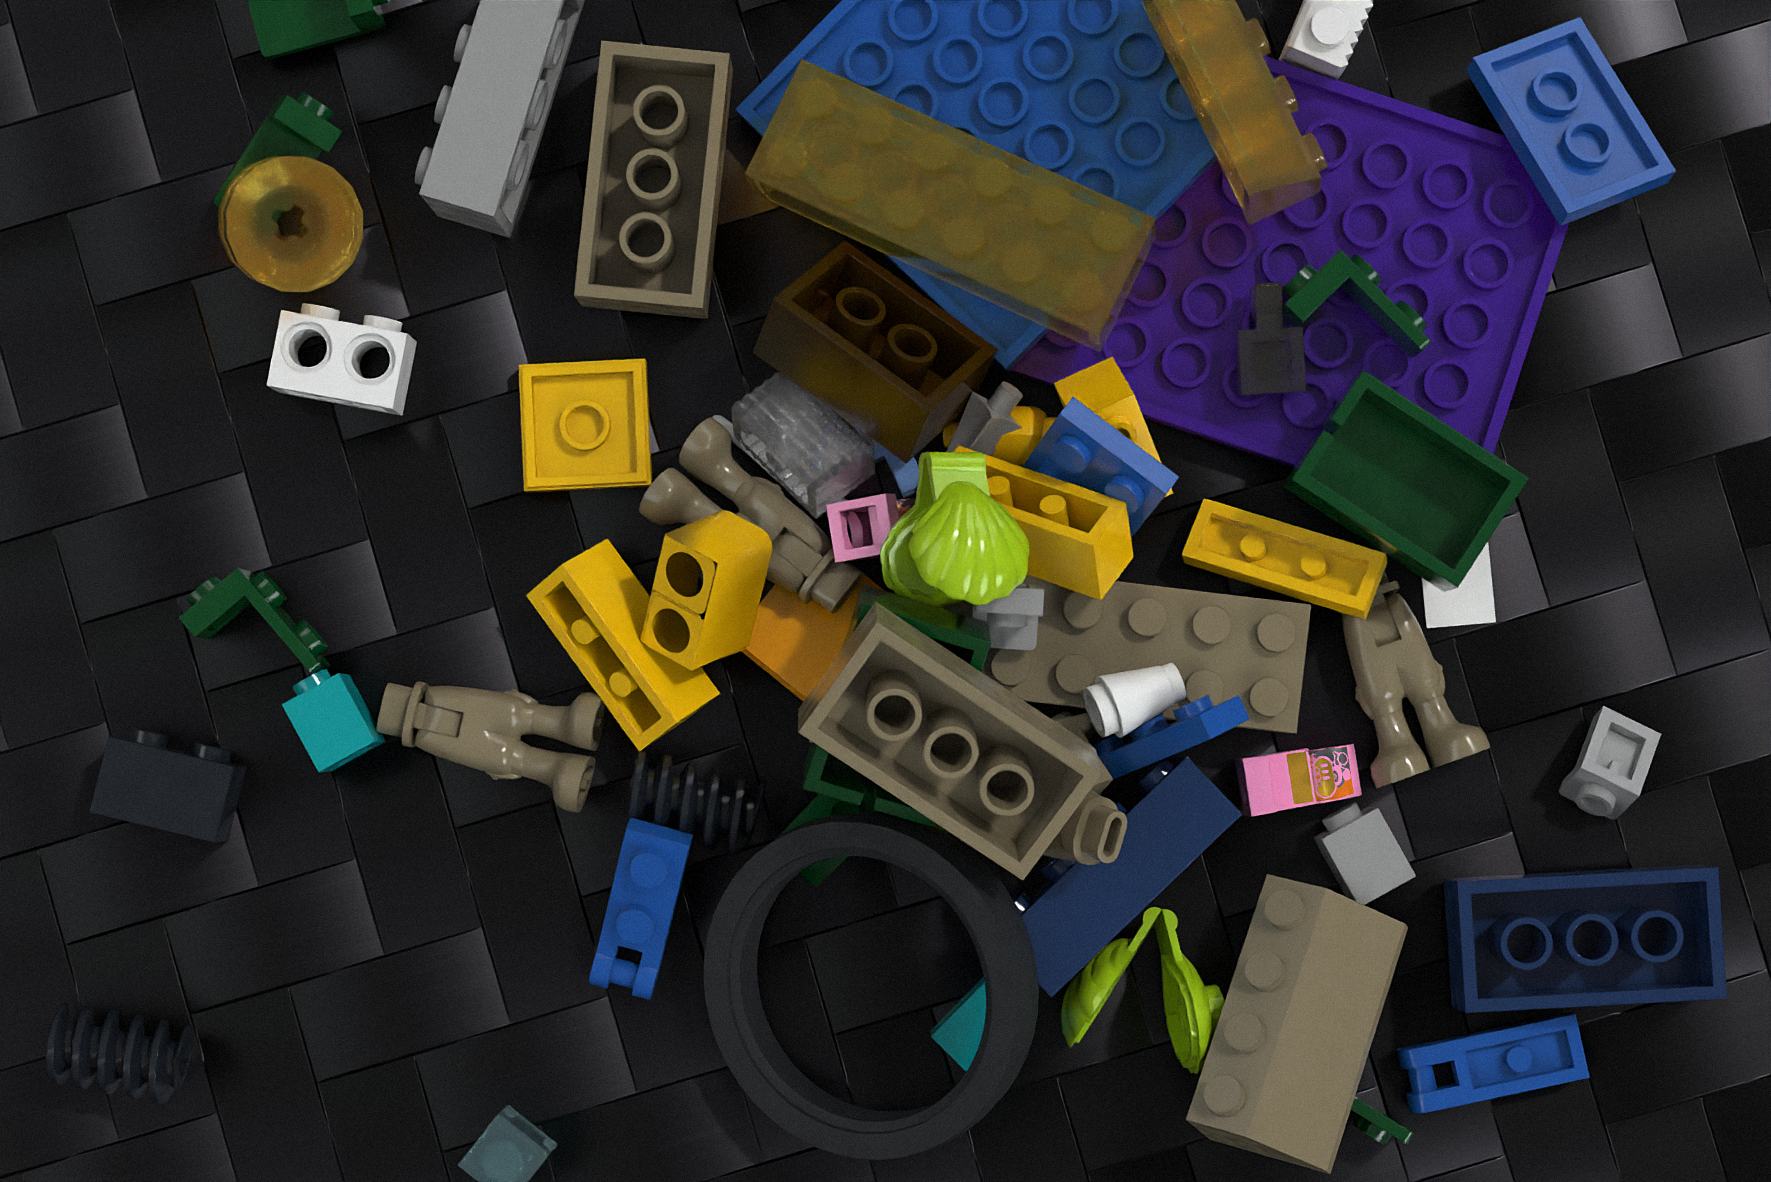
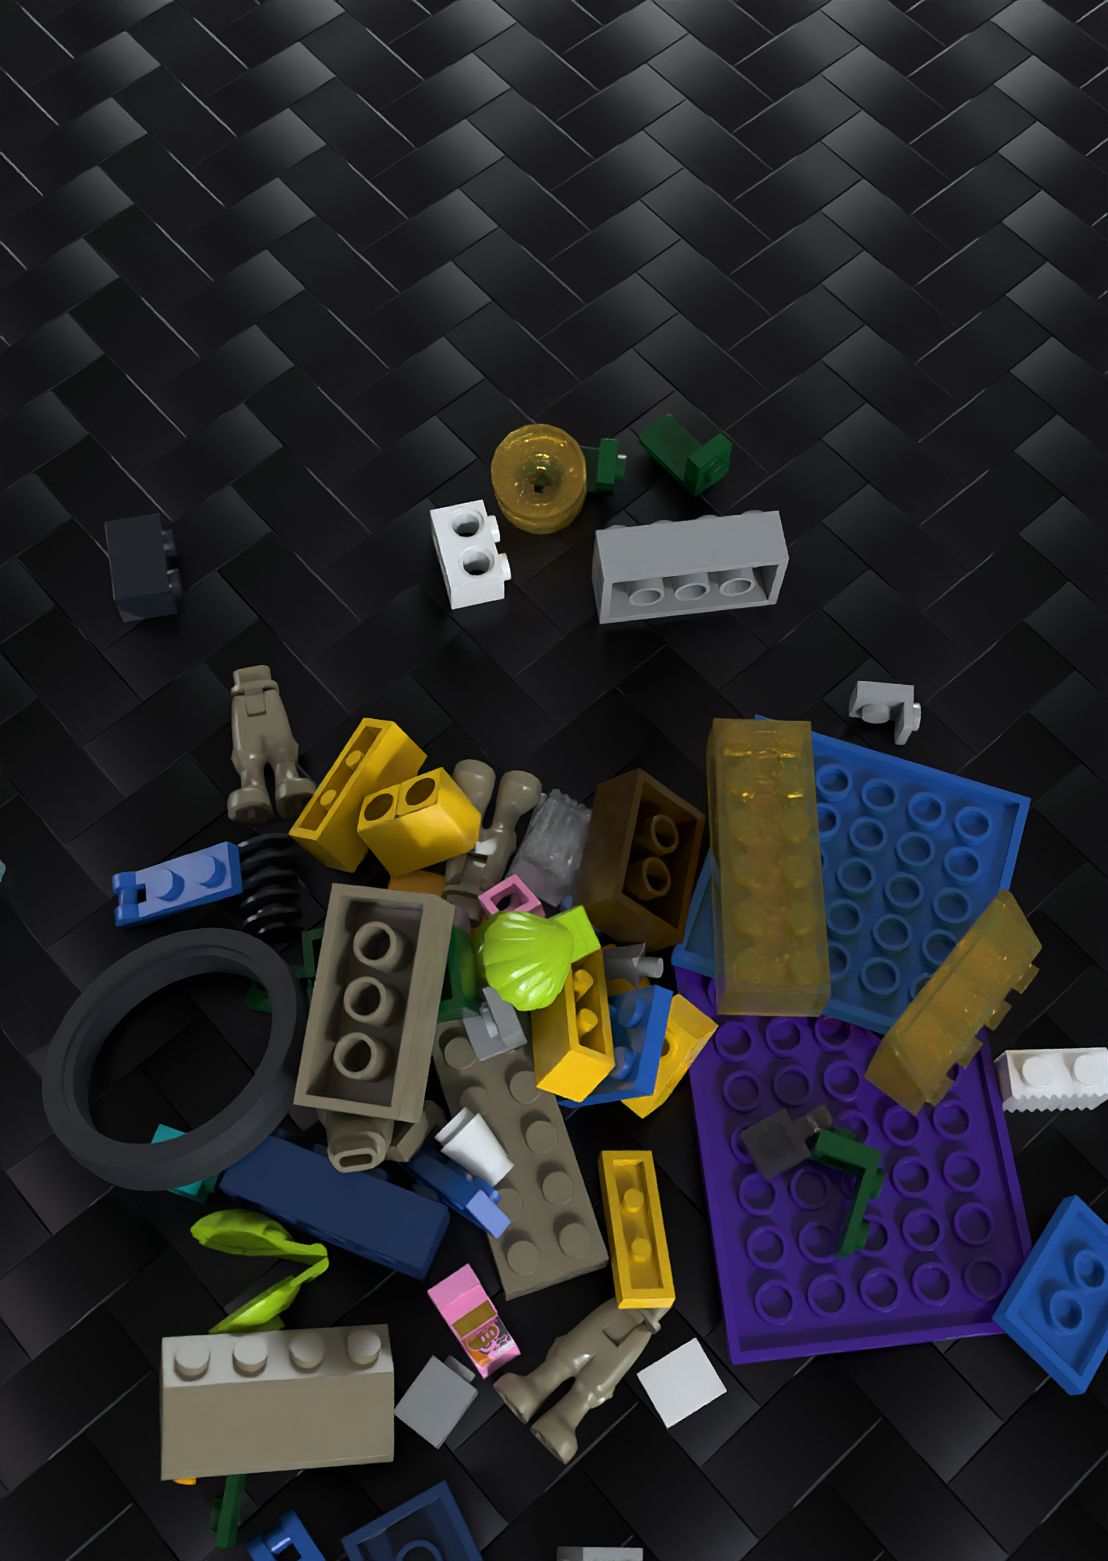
camera: 60 degrees right, 20 degrees down
(221, 601) = (286, 554): dark green bracket -> none
(332, 720) = (227, 642): teal brick -> none
(585, 425) = (499, 716): yellow tile -> none
(654, 179) = (681, 681): dark tan brick -> none
(1405, 482) = (737, 1286): dark green piece -> none

